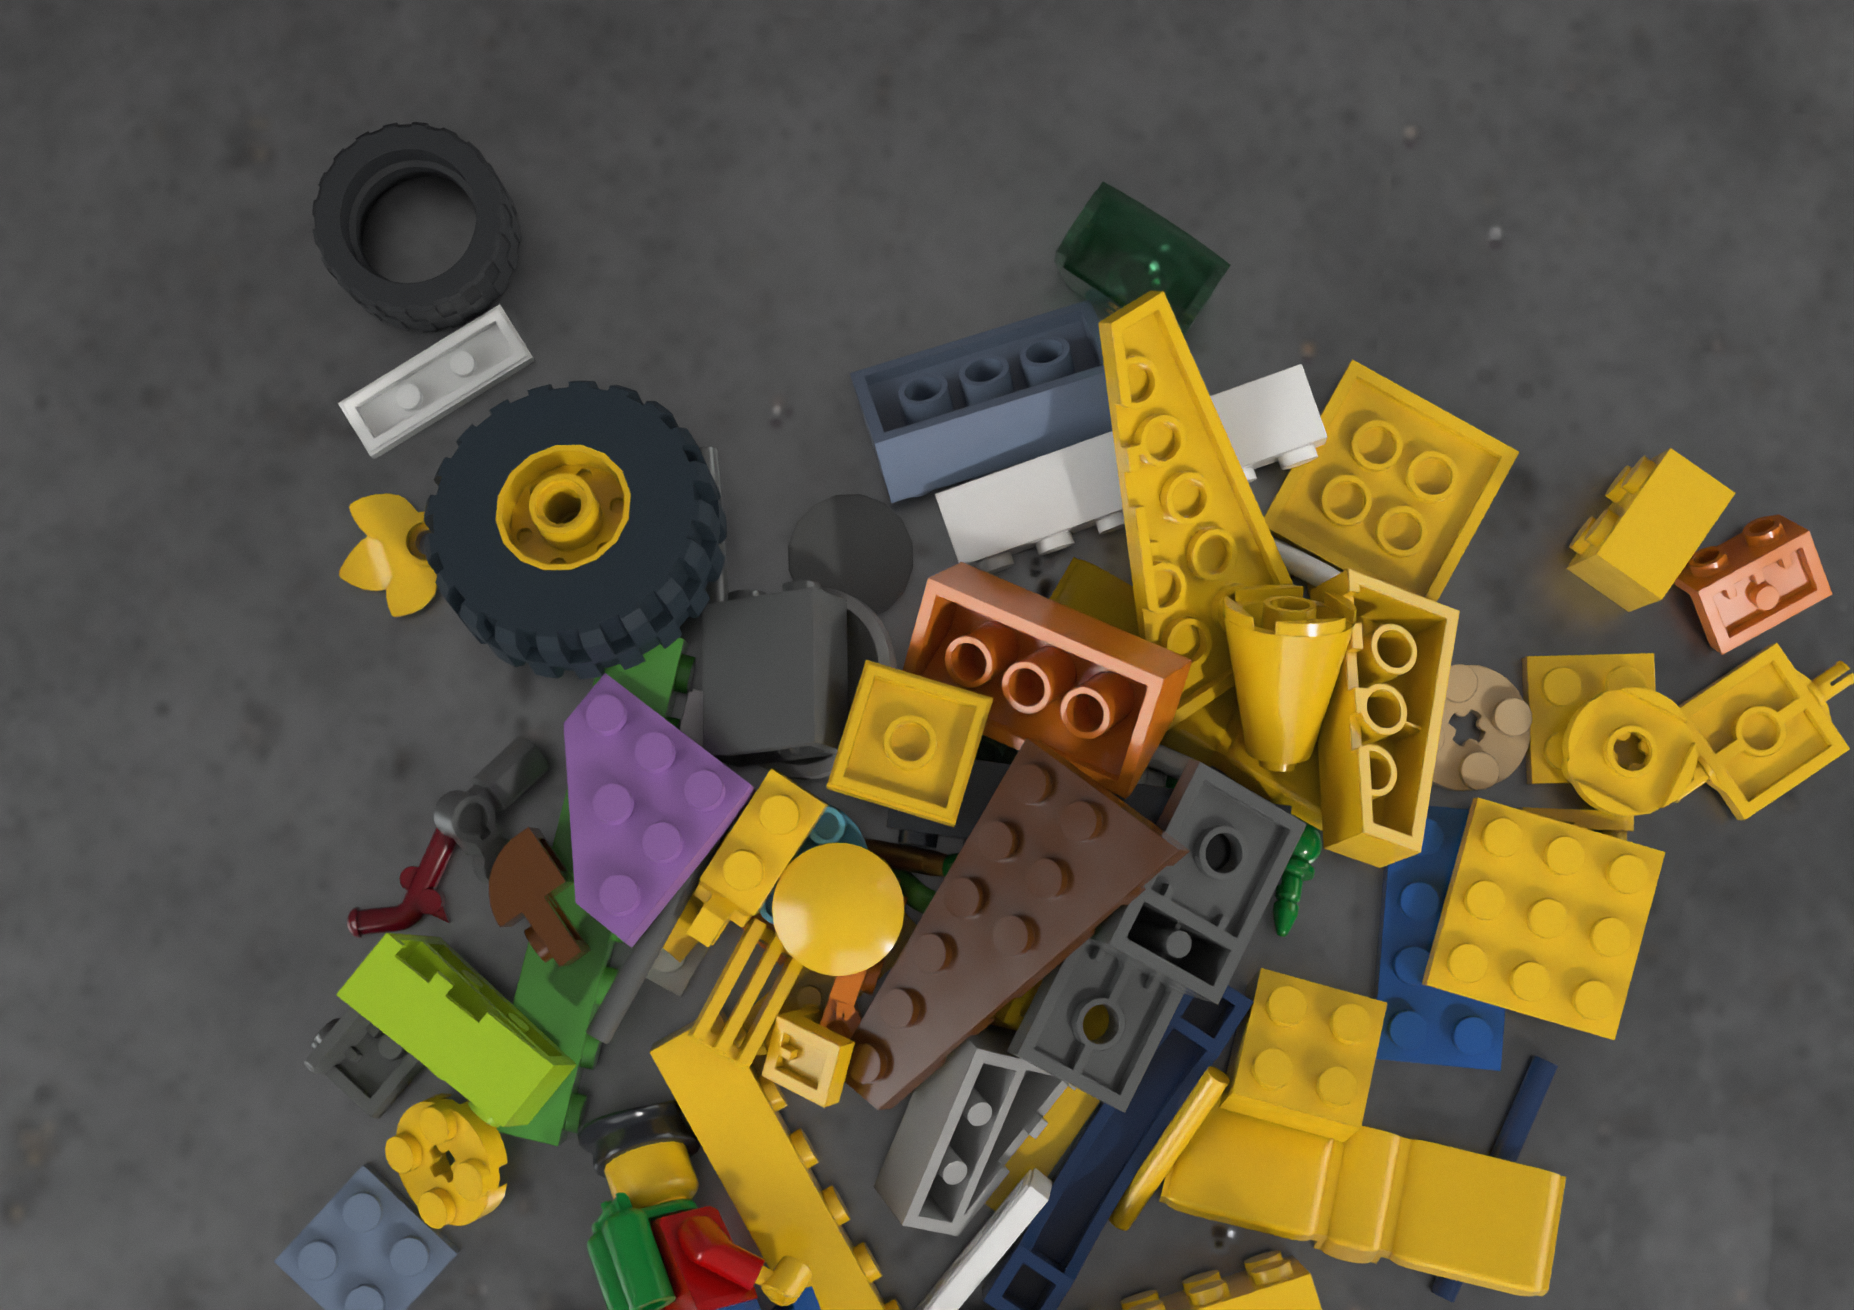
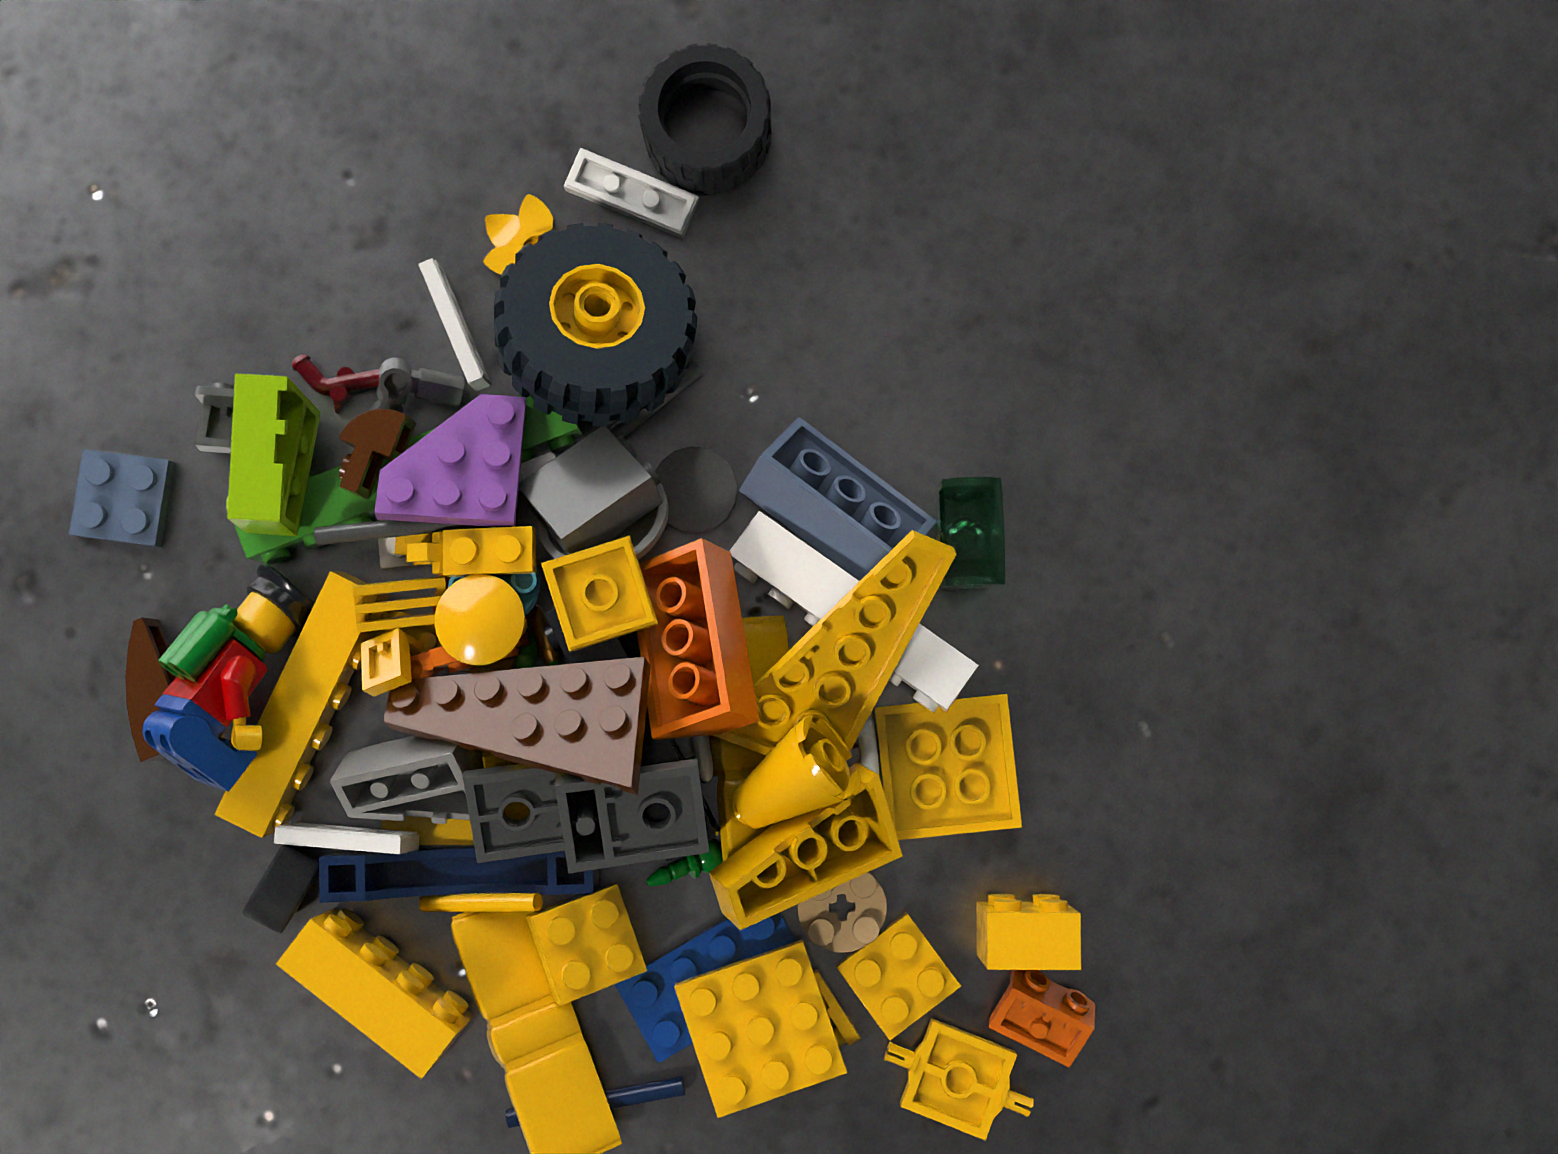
camera: 60 degrees right, 0 degrees up
(444, 1191) = (196, 504): yellow plate -> none
(447, 701) = (455, 324): none -> white tile
(1664, 741) = (911, 1027): yellow plate -> none

